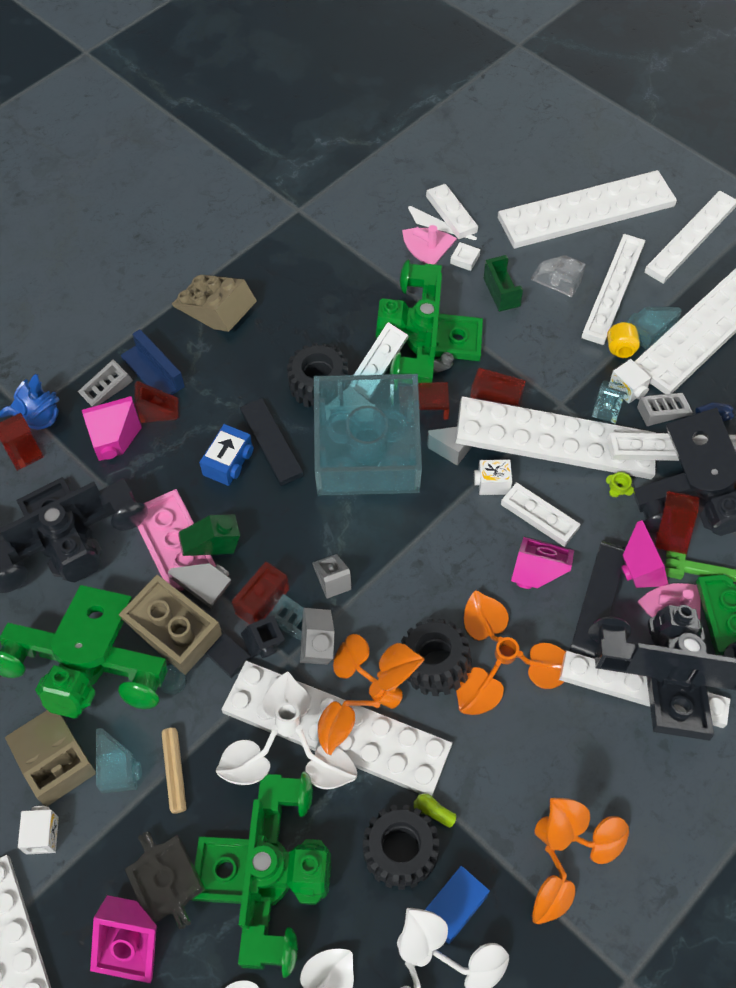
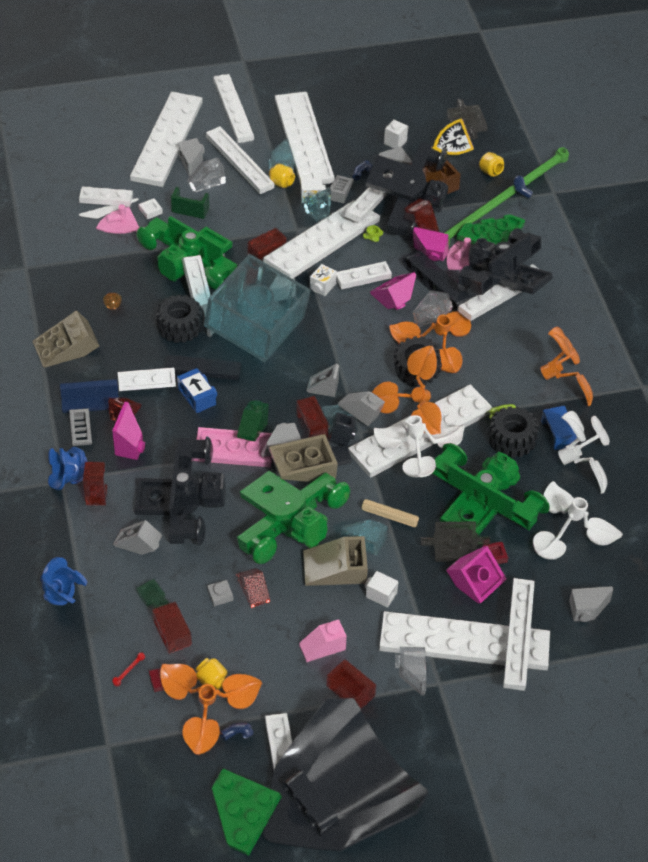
camera: 60 degrees left, 10 degrees down
(178, 944) = (498, 551): none -> dark red plate
(210, 399) = (146, 379): none -> white plate
(305, 304) = (112, 300): none -> clear orange plate
(543, 622) = (431, 307): none -> clear slope
(578, 241) = (191, 154): none -> light grey slope

